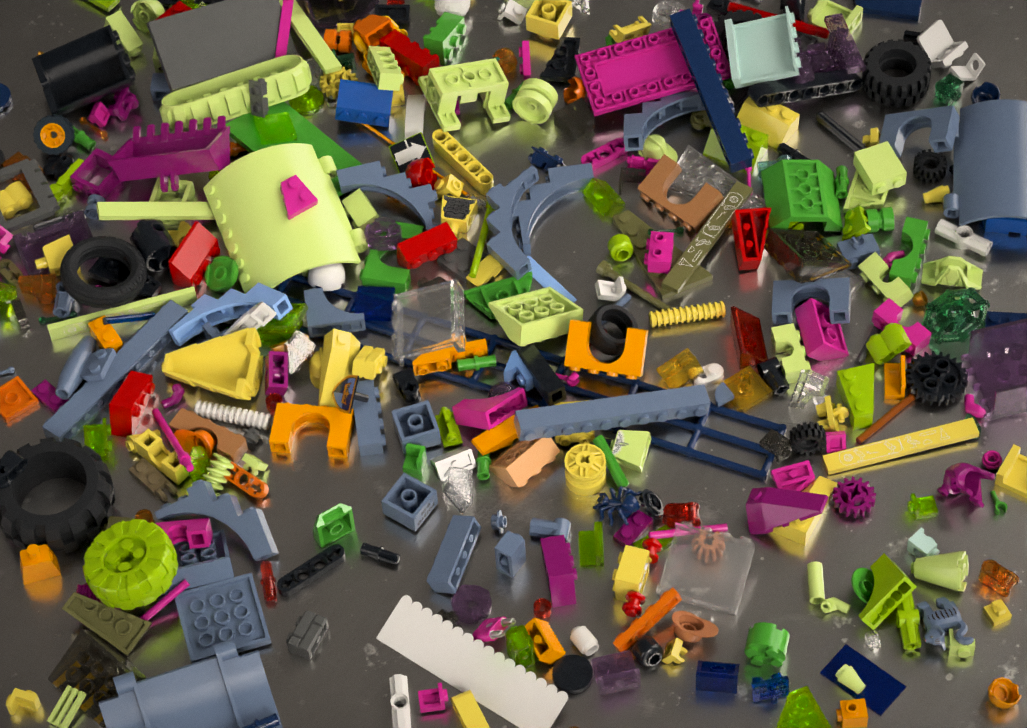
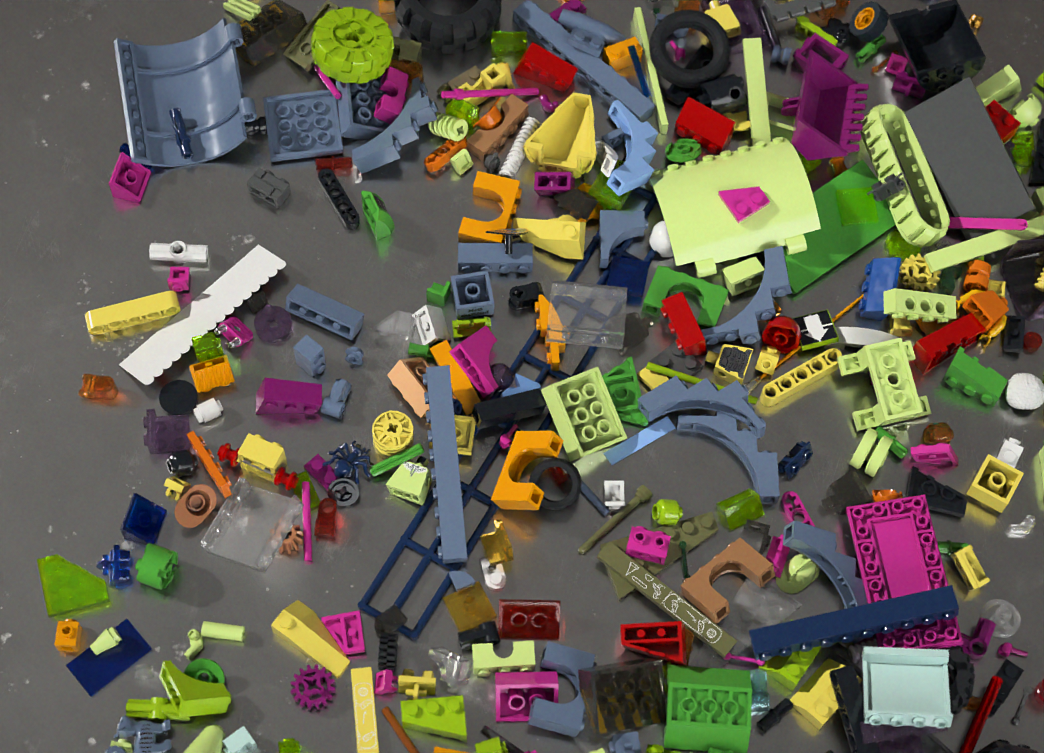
camera: 90 degrees right, 10 degrees up
(273, 397) = (529, 179): clear red bush -> none
(369, 362) = (553, 261): light yellow brick -> none
(379, 553) = (342, 254): black axle -> none
(387, 242) = (704, 296): plate -> none
(409, 502) = (388, 280): sand blue brick -> none
(476, 362) = (539, 356): bright green pin -> none
(547, 610) = (252, 377): clear red bush -> none
(591, 546) = (311, 434): clear neon green panel -> none
(687, 314) = (571, 564): light yellow piece -> none
(775, 507) = (303, 606): magenta wedge -> none

